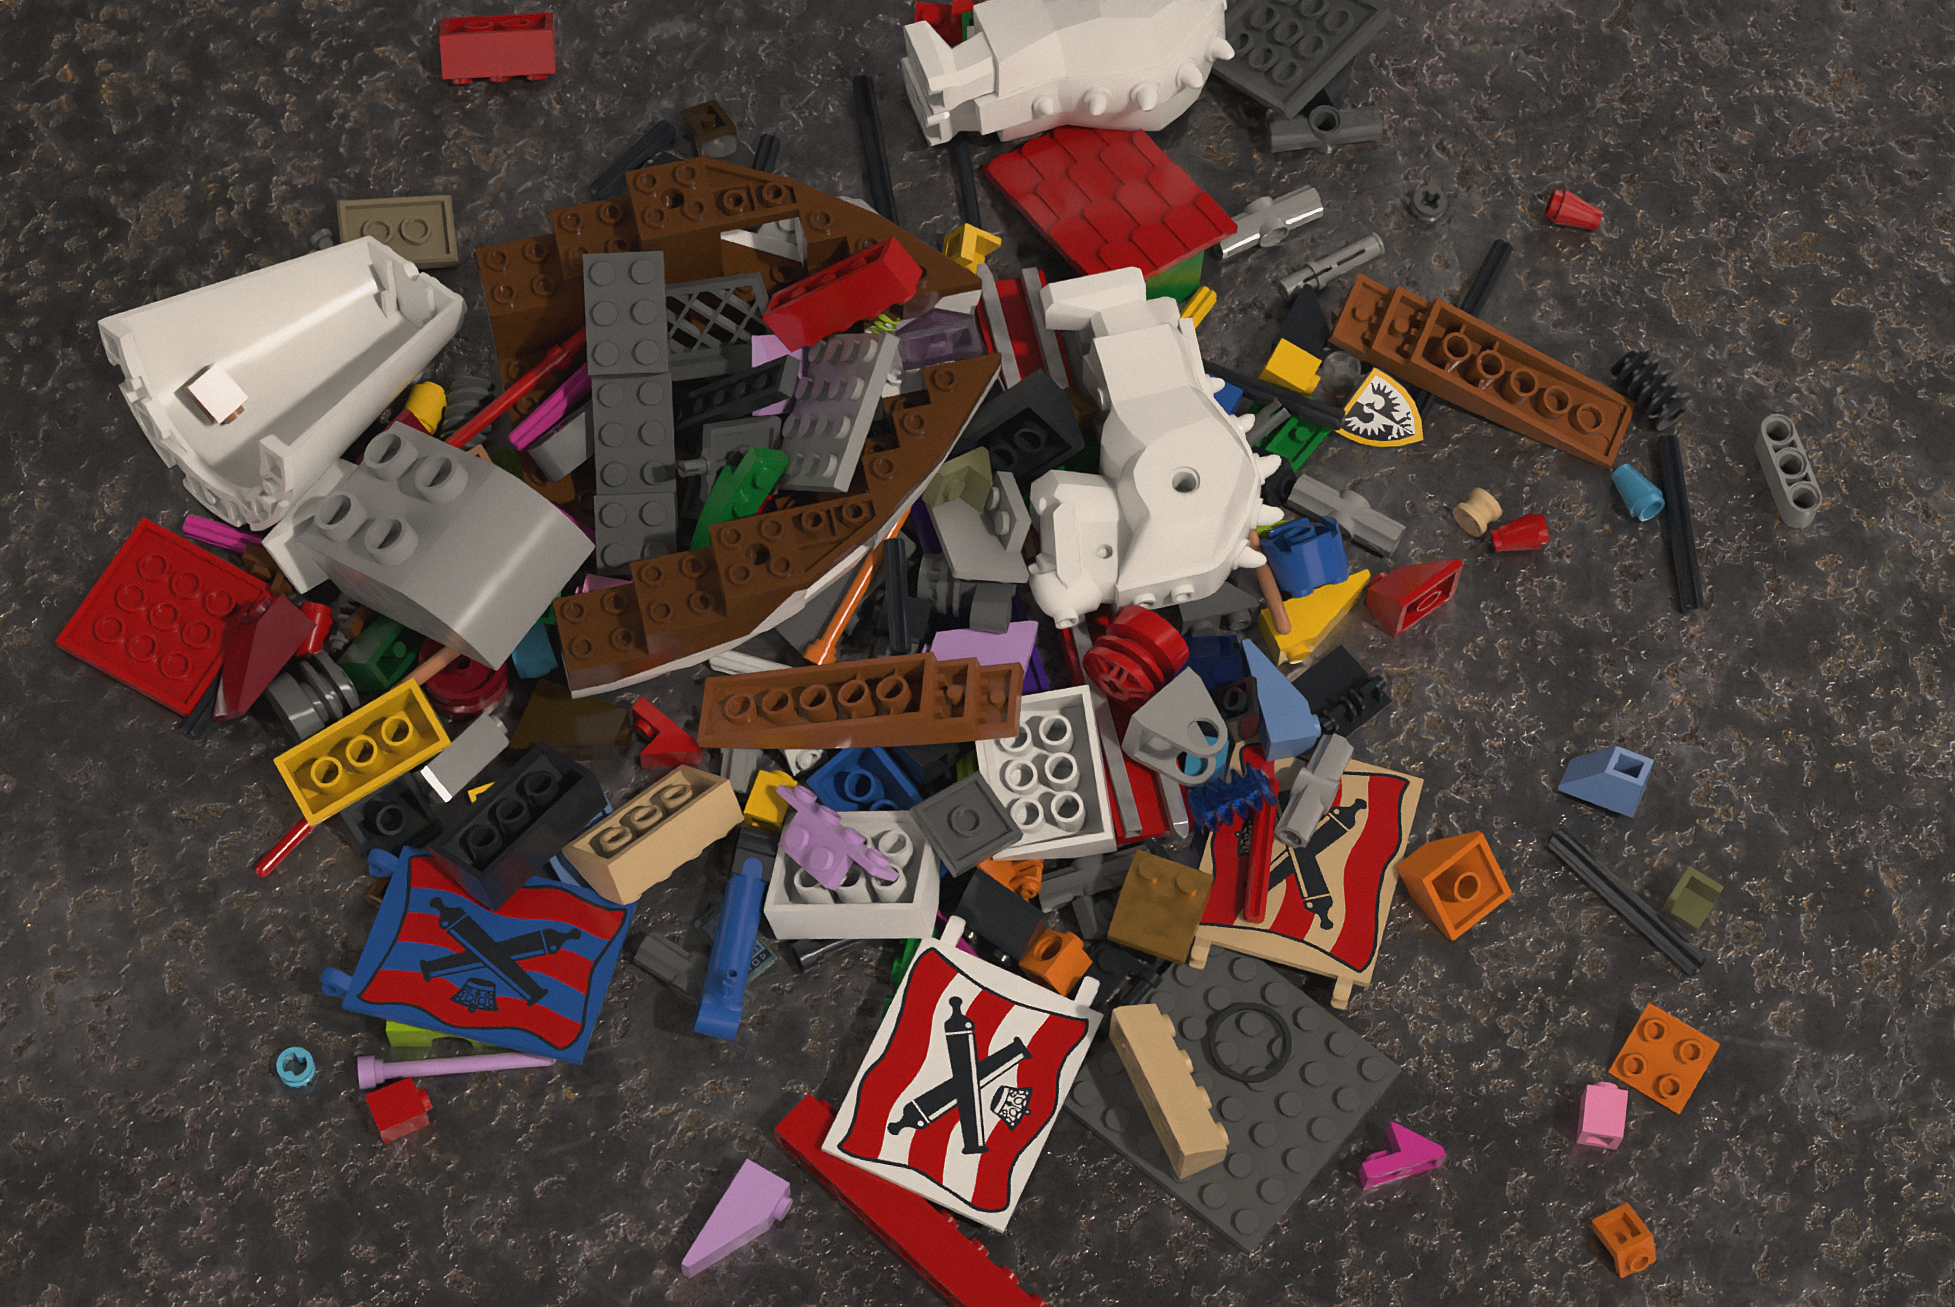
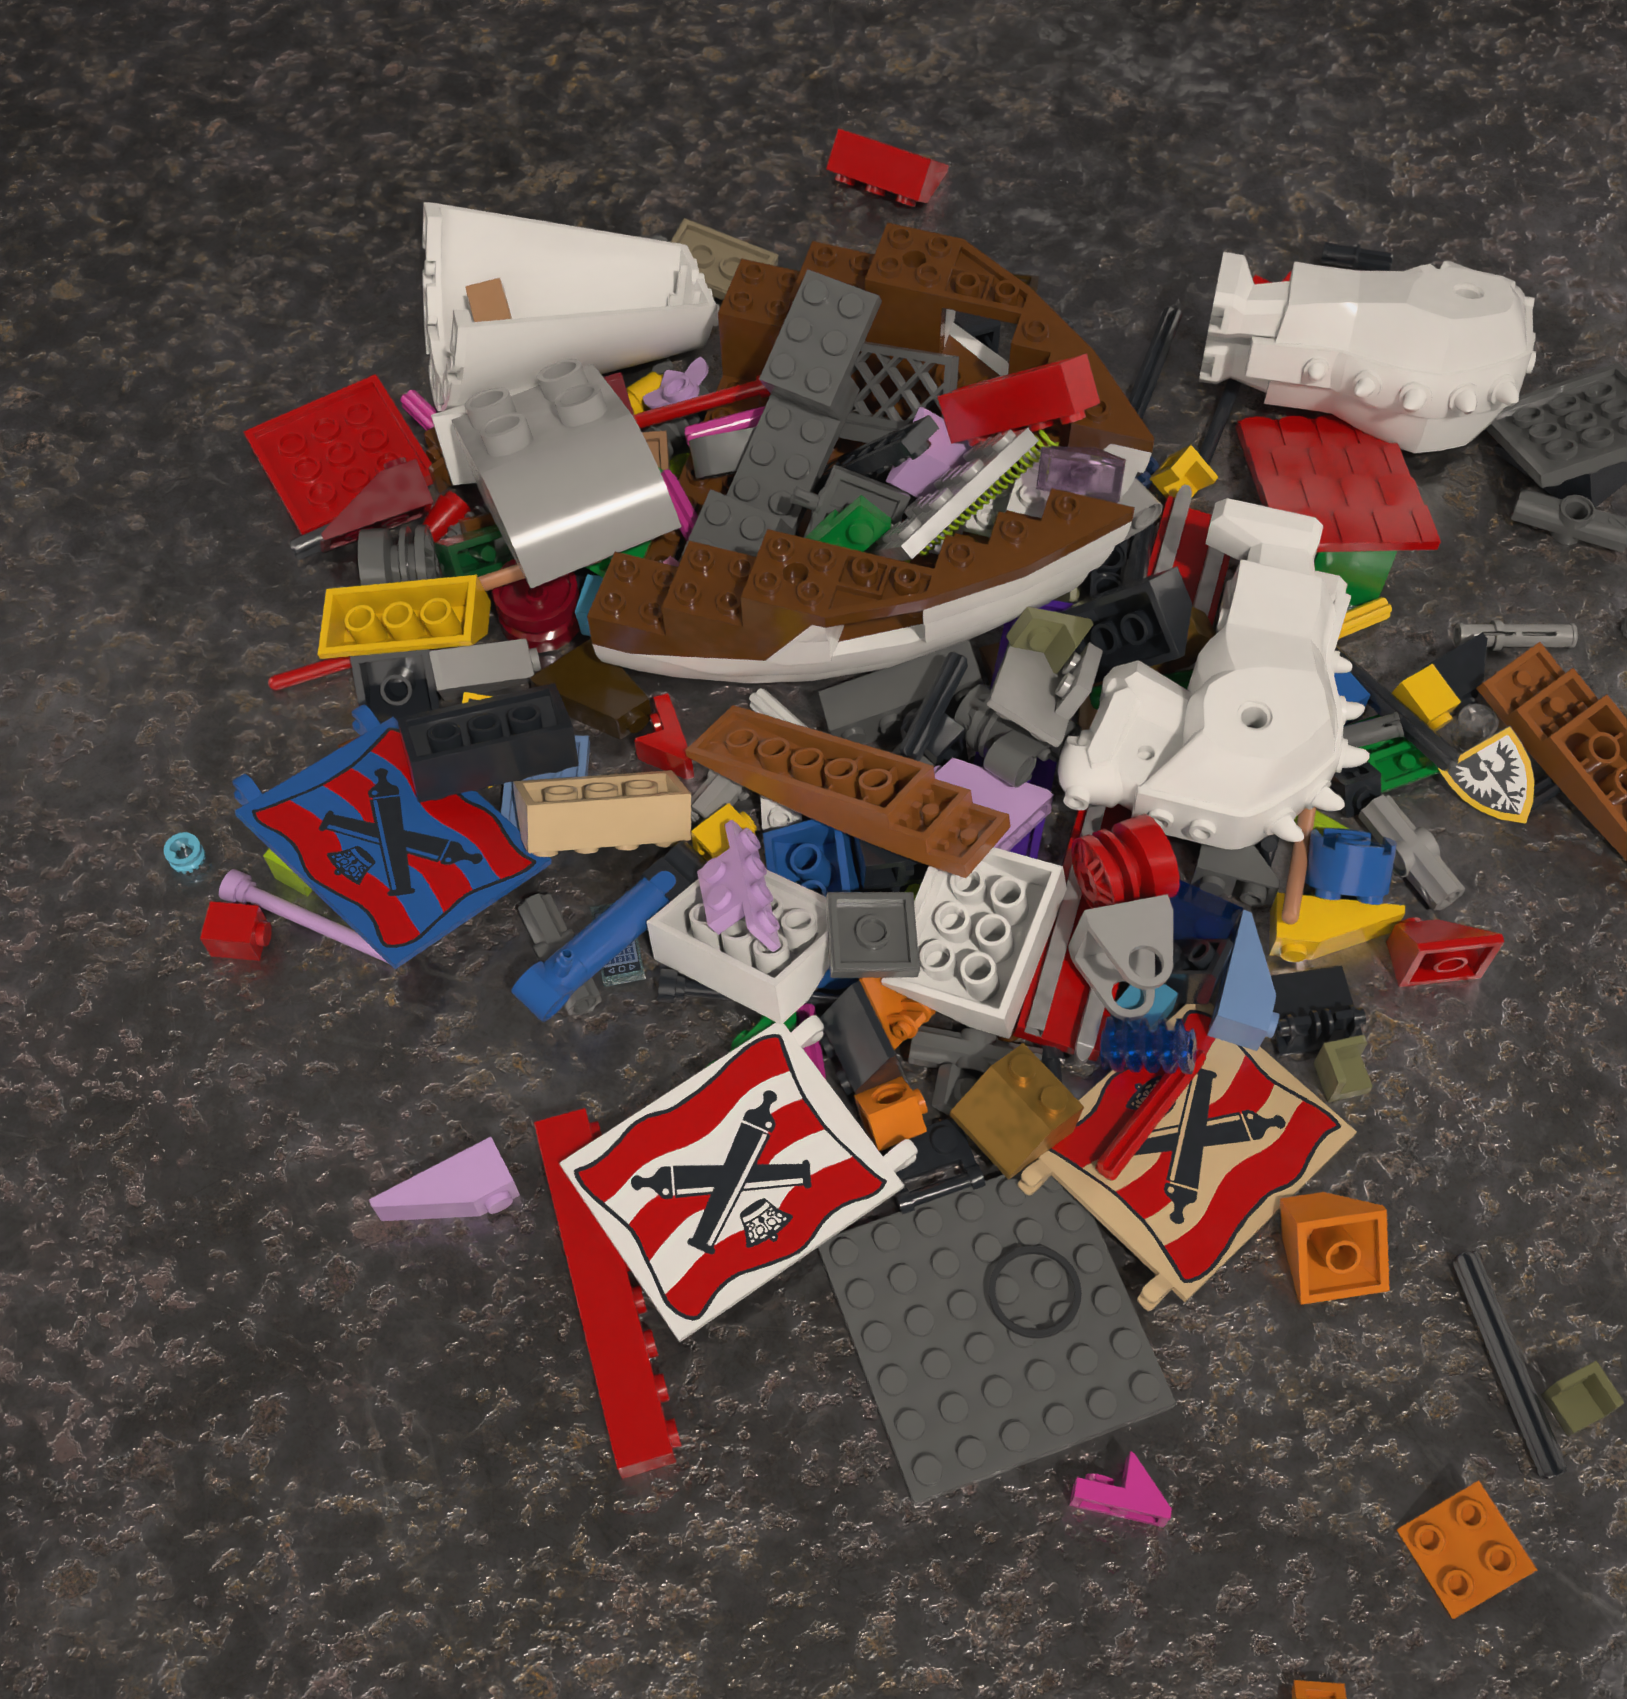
camera: 35 degrees right, 5 degrees down
(461, 393) = (678, 385): none -> lavender plate
(823, 650) = (849, 727): orange piece -> none
(1167, 1088) = (922, 1289): tan slope -> none
(1270, 220) = (1473, 571): light grey piece -> none
(1314, 790) = (1236, 1083): light grey piece -> none
(1387, 733) = (1342, 1068): none -> olive panel
(1477, 512) = (1546, 910): tan wheel -> none
(1523, 533) = (1581, 952): red cone -> none
(1602, 1115) = (1365, 1572): bright pink brick -> none
(1608, 779) = (1553, 1229): medium blue slope -> none

